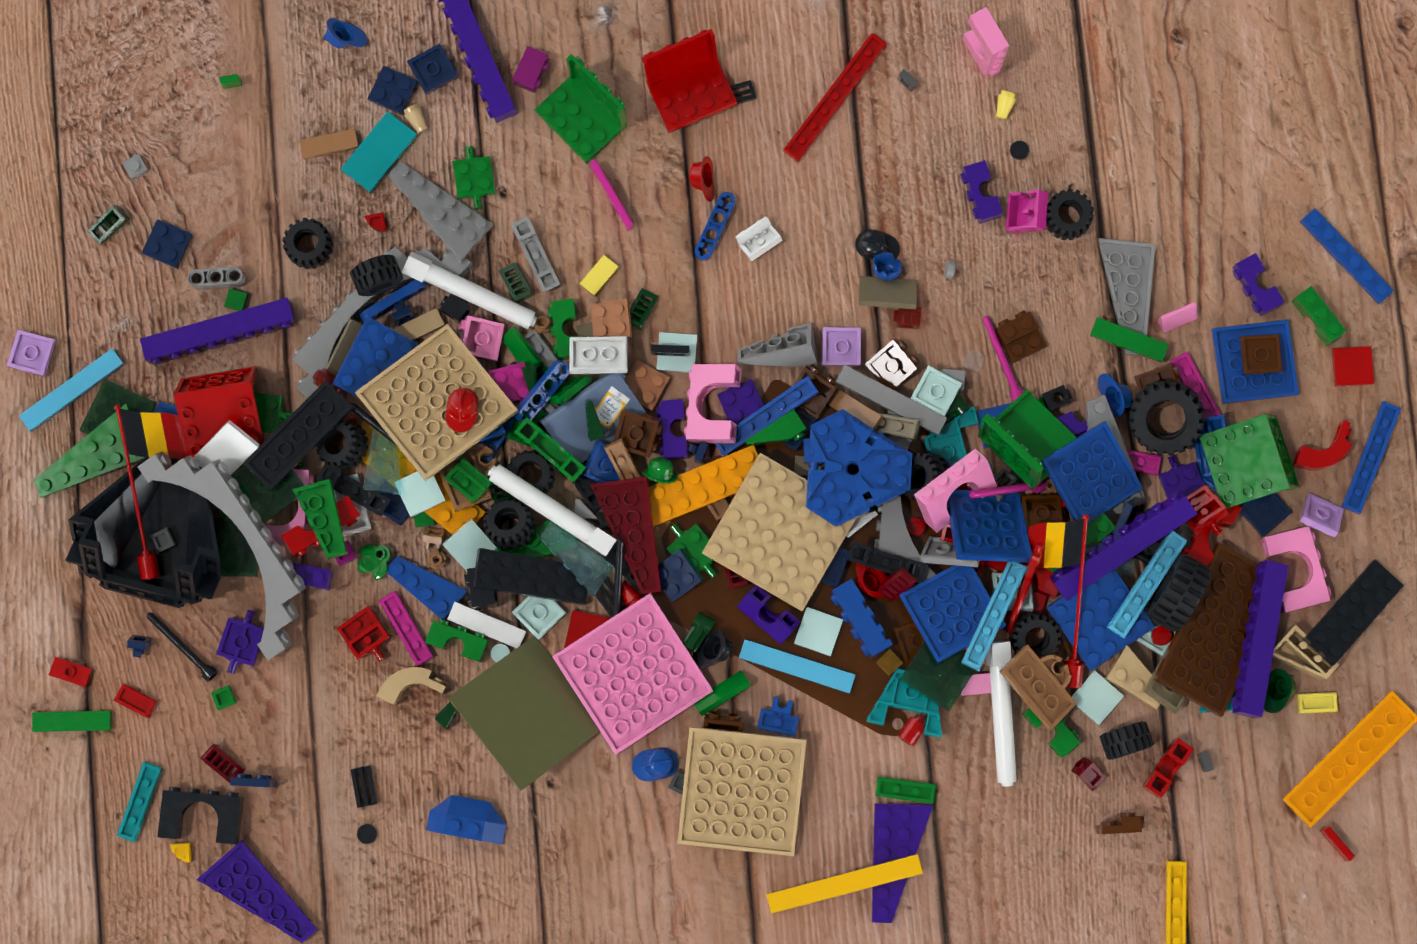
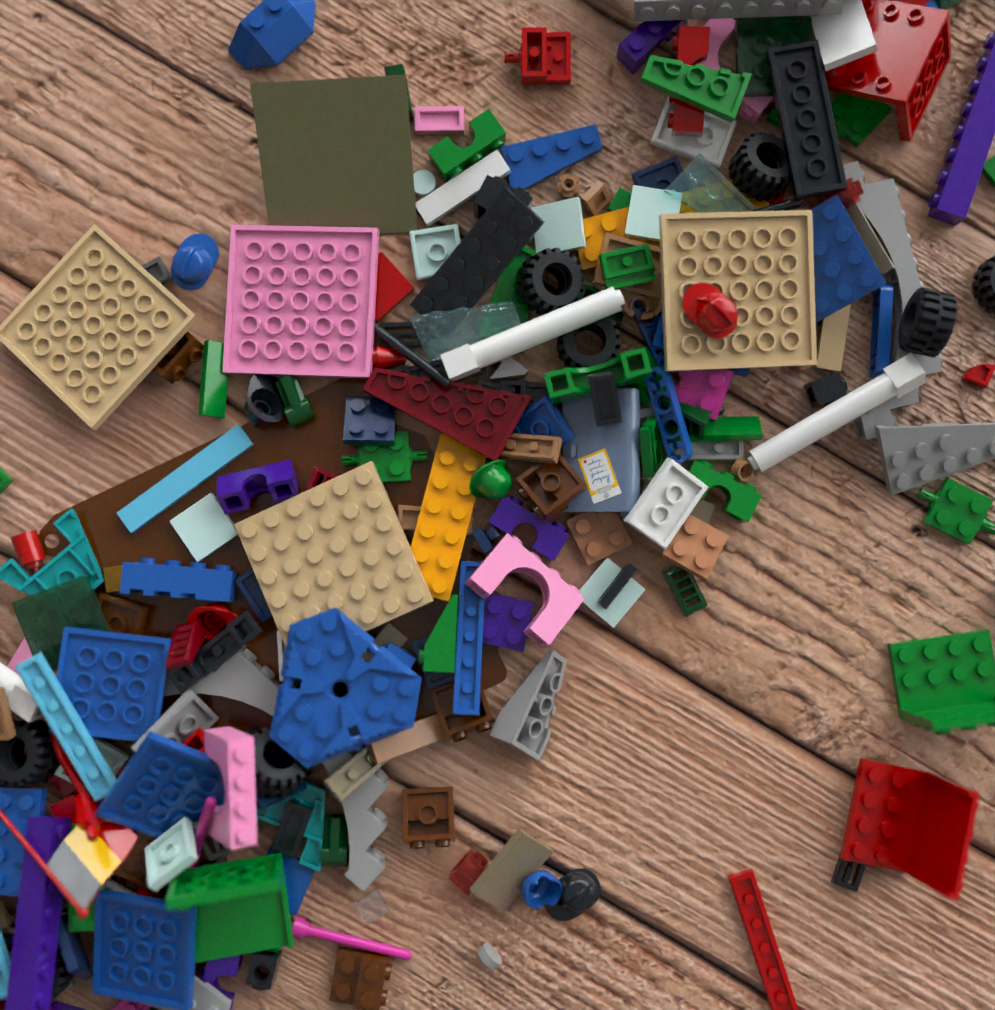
camera: 120 degrees right, 5 degrees up
(341, 560) = (643, 96): magenta plate -> none
(350, 487) = (710, 145): black slope -> none
(372, 562) = (614, 118): green plate -> none
(402, 314) = (859, 330): dark blue tile -> none
(402, 679) = (466, 71): tan arch -> none
(406, 628) = (520, 106): dark pink tile -> none
(451, 672) = (439, 120): none -> bright pink tile
(481, 337) = (774, 394): bright pink plate -> none
(521, 296) = (789, 470): dark green slope -> none
(535, 254) = (826, 517): light grey slope -> none
(561, 435) = (605, 398): none -> black tile
(594, 426) = (589, 442): dark green slope -> none
(599, 275) = (753, 569): light yellow tile -> none
(613, 198) = (833, 645): dark pink tile -> none
(702, 177) = (785, 759): red piece -> none
(717, 227) = (719, 733): blue beam -> none
(758, 238) = (672, 771): white bracket -> none
(778, 719) = (144, 420): blue plate -> none
(841, 346) = (489, 774): lavender plate -> none
(890, 399) = (389, 786): light grey tile -> none
(915, 527) = (239, 712): red tile -> none
(936, 390) = (363, 843): light aqua tile -> none
(960, 441) = (292, 829): none -> black tile
(1022, 498) = (170, 854): none -> light aqua plate

